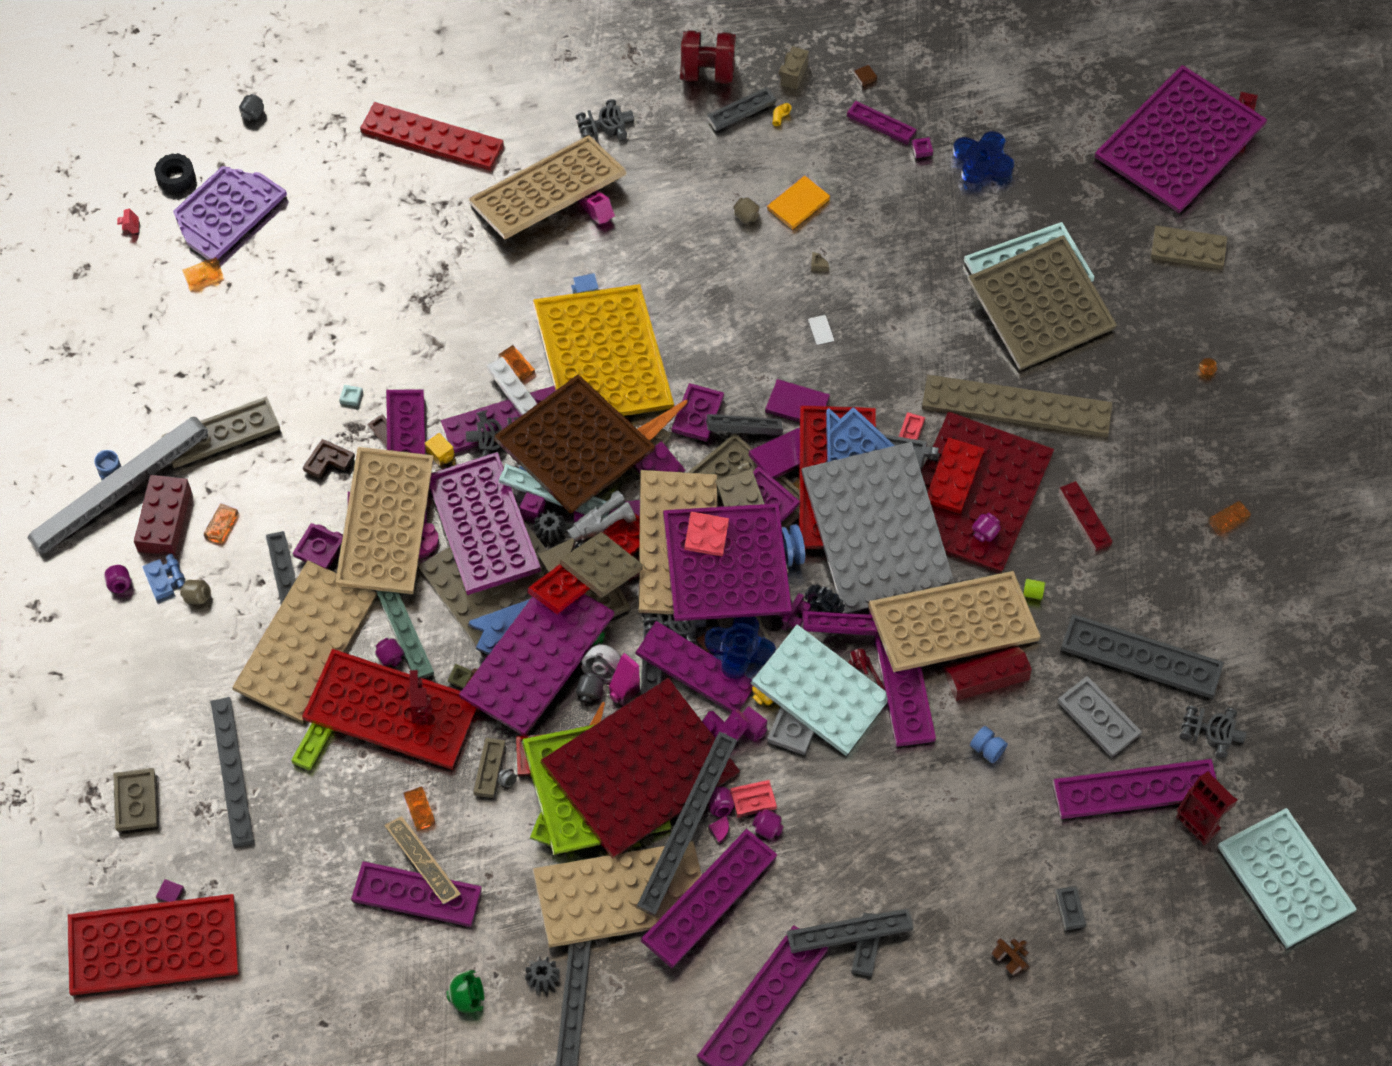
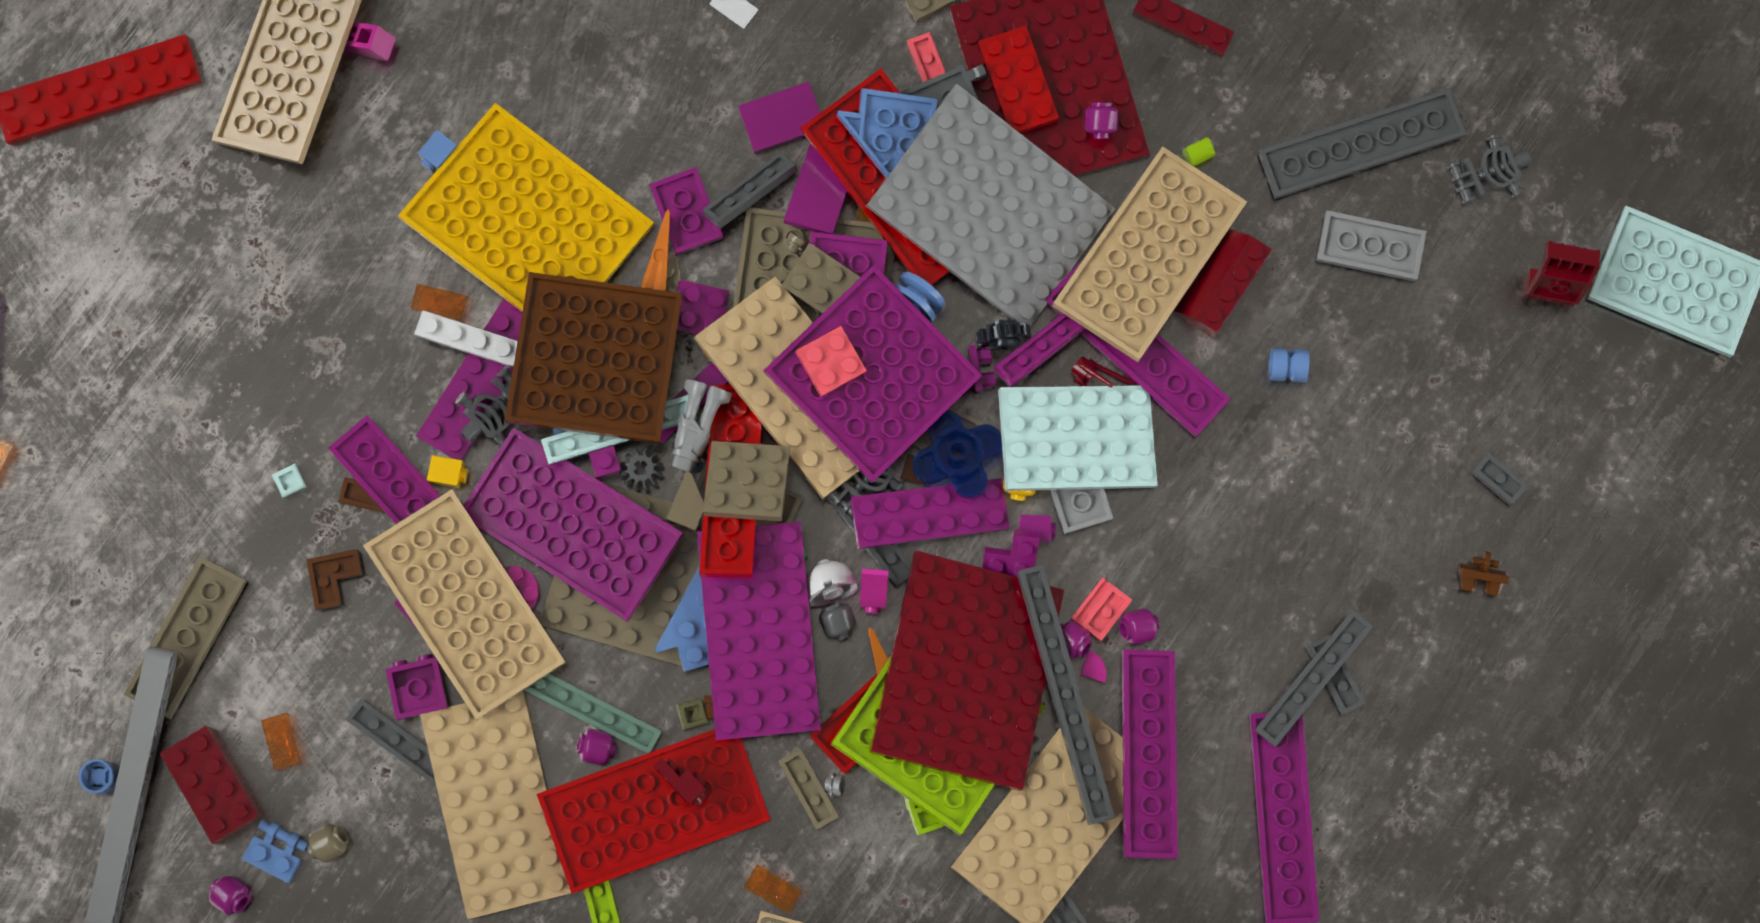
camera: 40 degrees left, 20 degrees up
(1127, 788) = (1465, 298): magenta plate -> none

